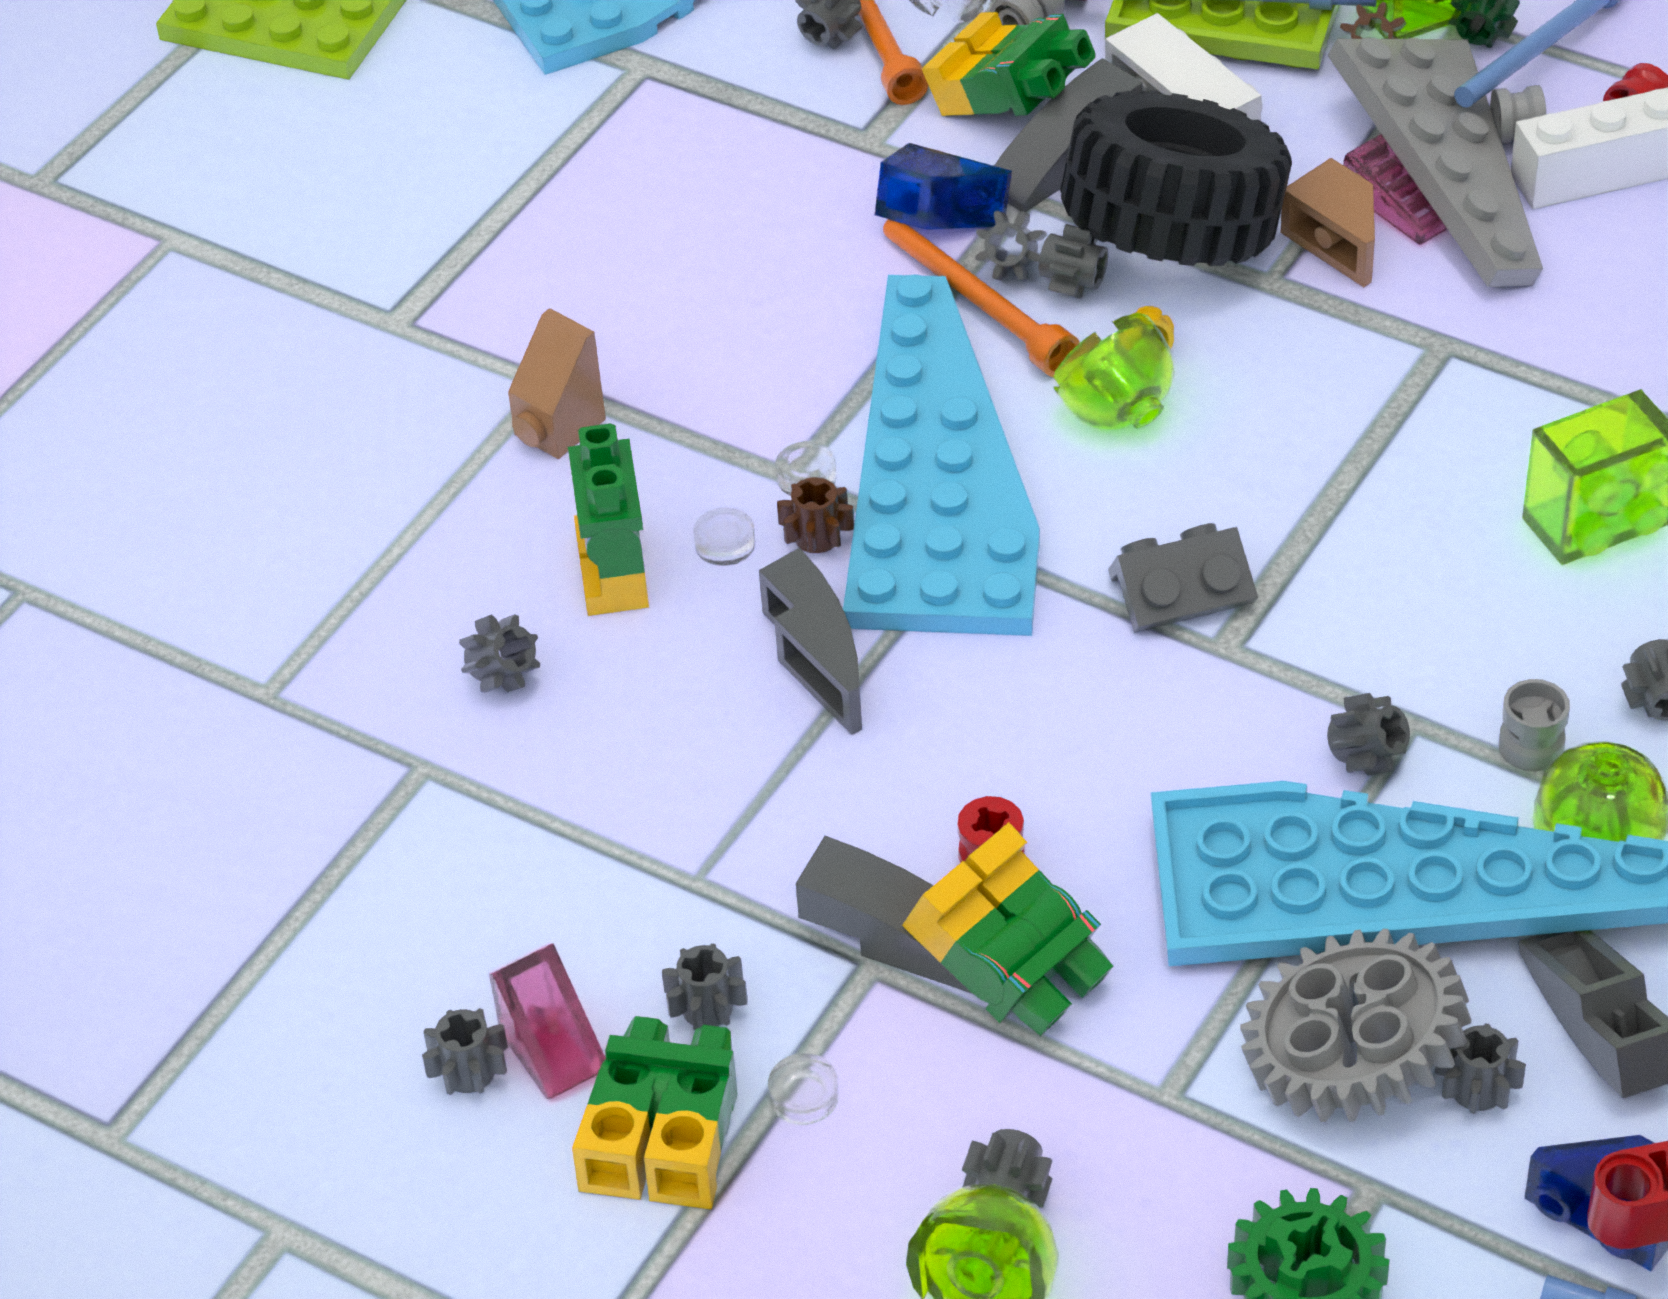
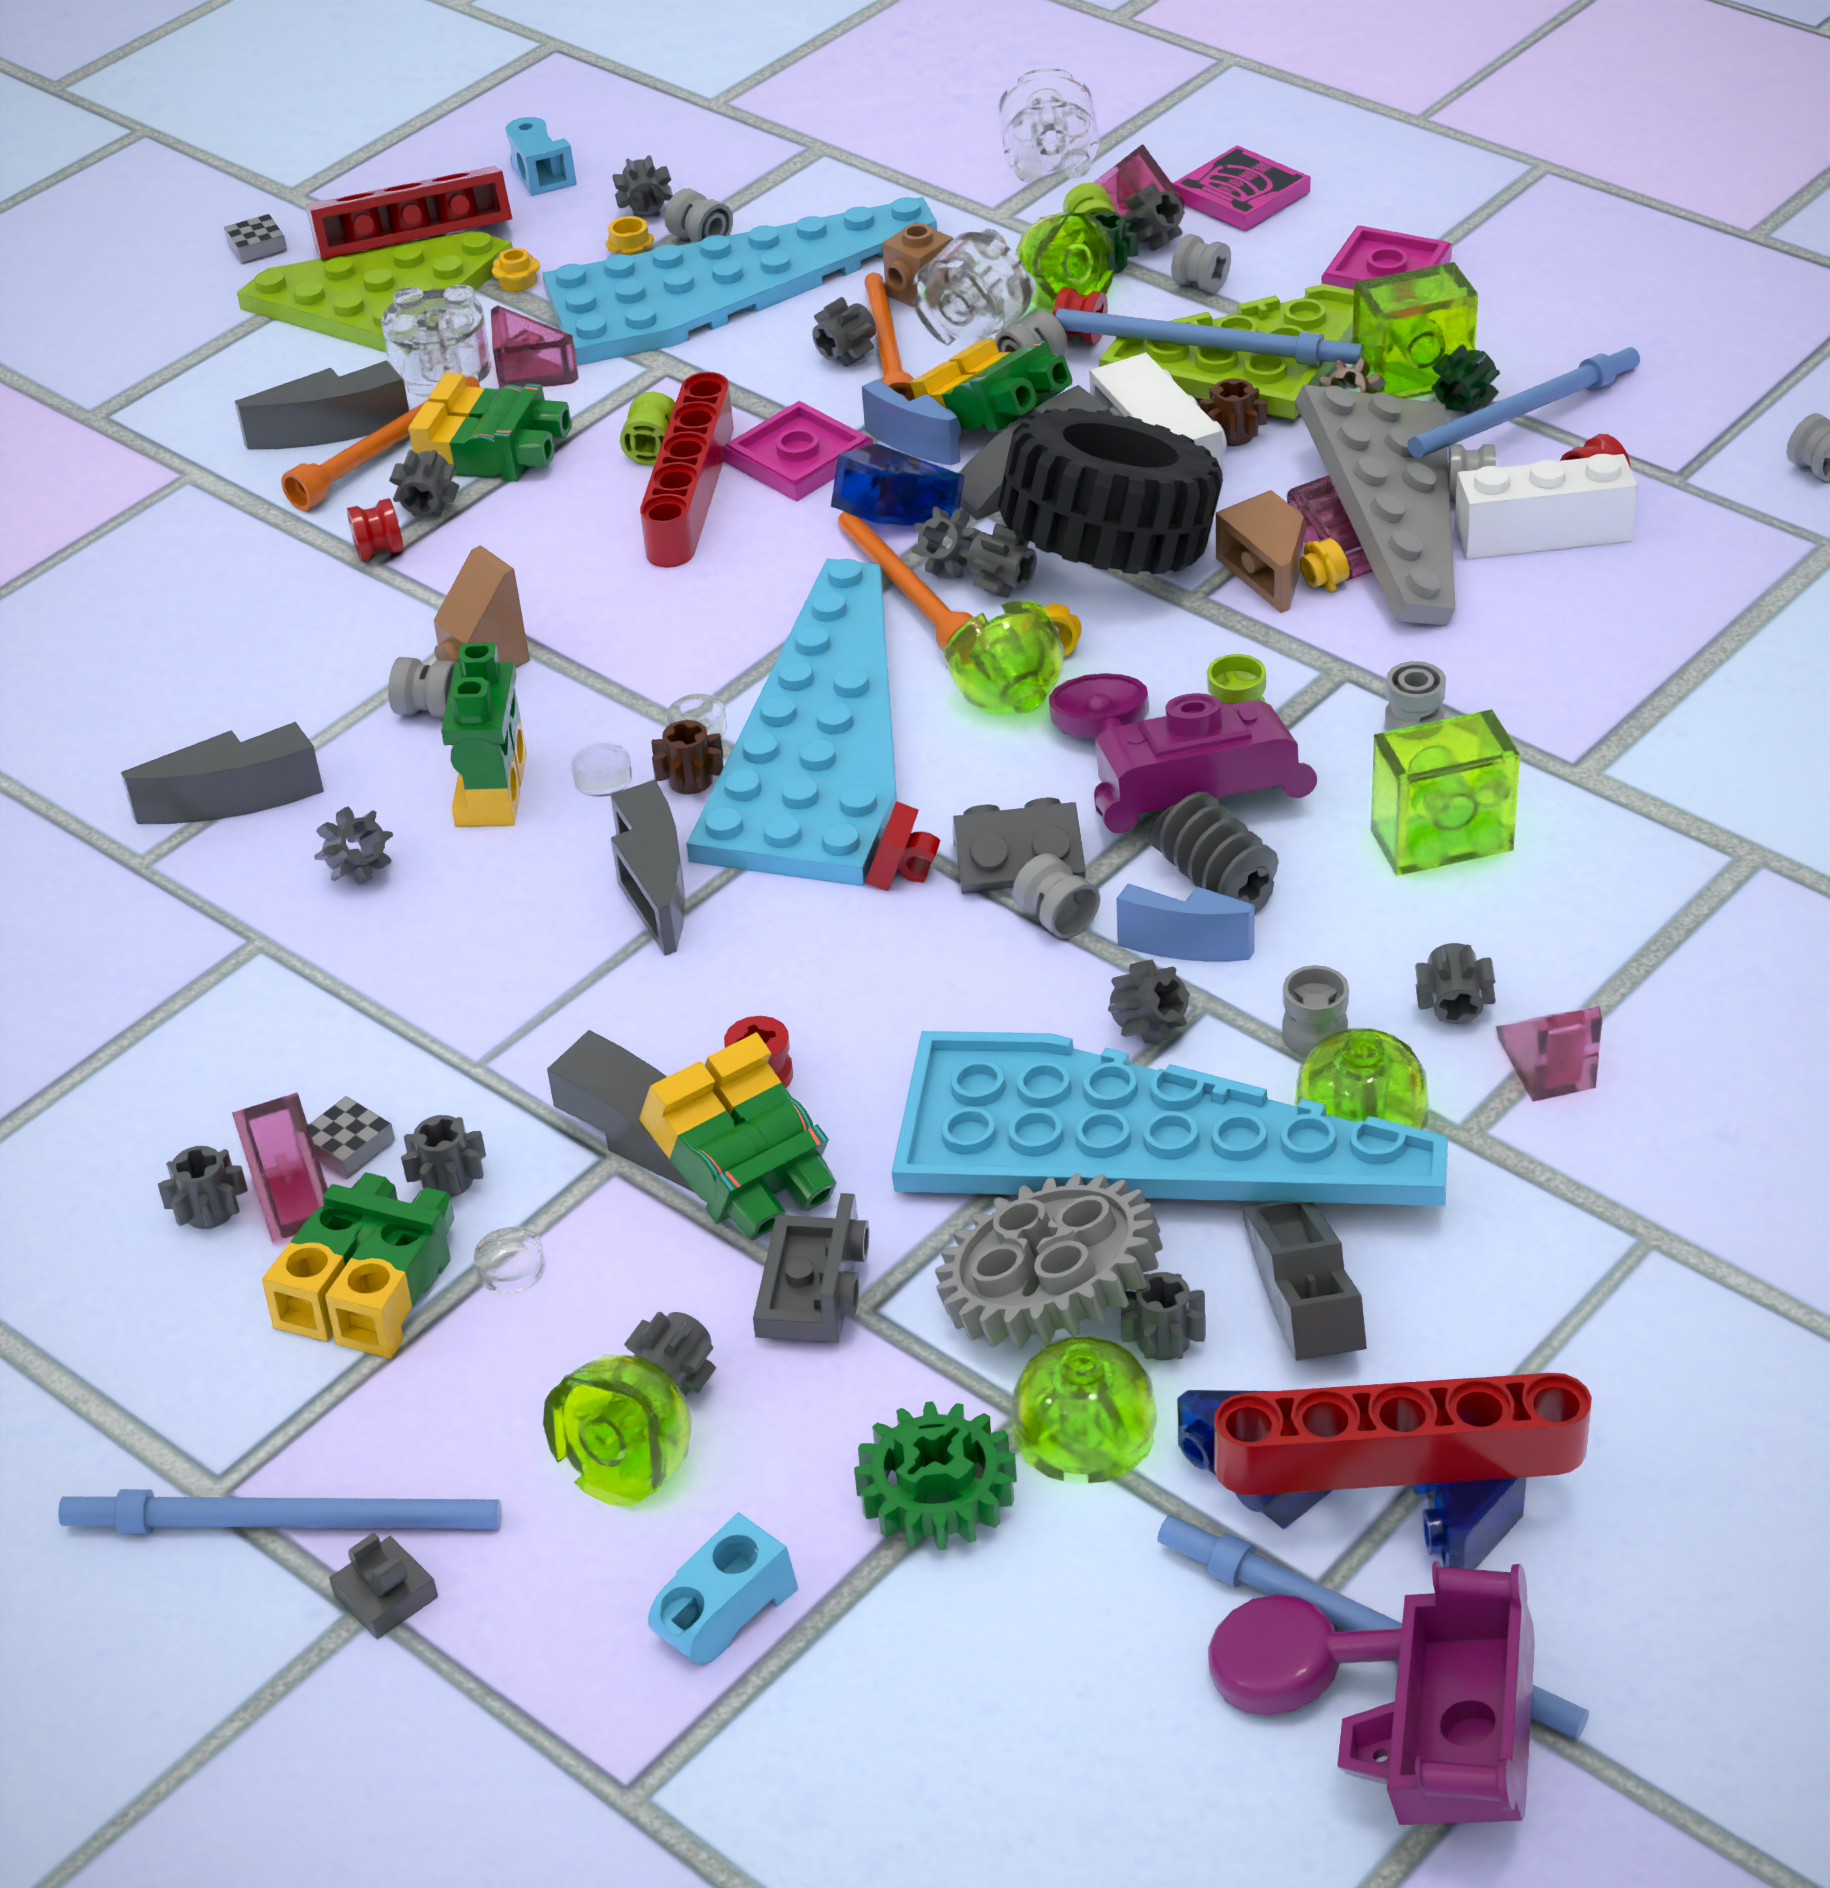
camera: 10 degrees right, 5 degrees down
(300, 153) = (322, 408): none -> dark grey slope
(311, 240) = (309, 484): none -> orange piece
(335, 590) = (224, 778): none -> dark grey slope
(397, 62) = (436, 335): none -> clear brick
(401, 288) = (375, 529): none -> red wheel
(438, 230) = (424, 483): none -> dark grey gear
(484, 161) = (489, 428): none -> green hips
(500, 66) = (530, 351): none -> clear pink slope
(514, 465) = (419, 686): none -> light grey wheel
(597, 972) = (349, 1135): none -> light grey tile
(658, 143) = (646, 426): none -> lime wheel
(712, 188) = (686, 470): none -> red beam
(816, 152) = (793, 450): none -> dark pink tile
(934, 117) = (913, 426): none -> medium blue slope
(1066, 594) = (901, 849): none -> red tile
(1118, 1068) = (811, 1276): none -> dark grey bracket
(1235, 625) = (1047, 890): none -> light grey wheel
(1262, 65) = (1237, 409): none -> reddish brown gear
(1318, 470) = (1168, 757): none -> magenta piece
(1355, 387) = (1236, 679): none -> lime wheel
(1388, 565) = (1215, 849): none -> dark grey piece
(1396, 649) = (1198, 929): none -> medium blue slope
(1398, 231) = (1324, 564): none -> yellow plate
(1429, 1176) = (1084, 1409): none -> clear neon green cylinder
(1535, 377) = (1414, 692): none -> light grey wheel

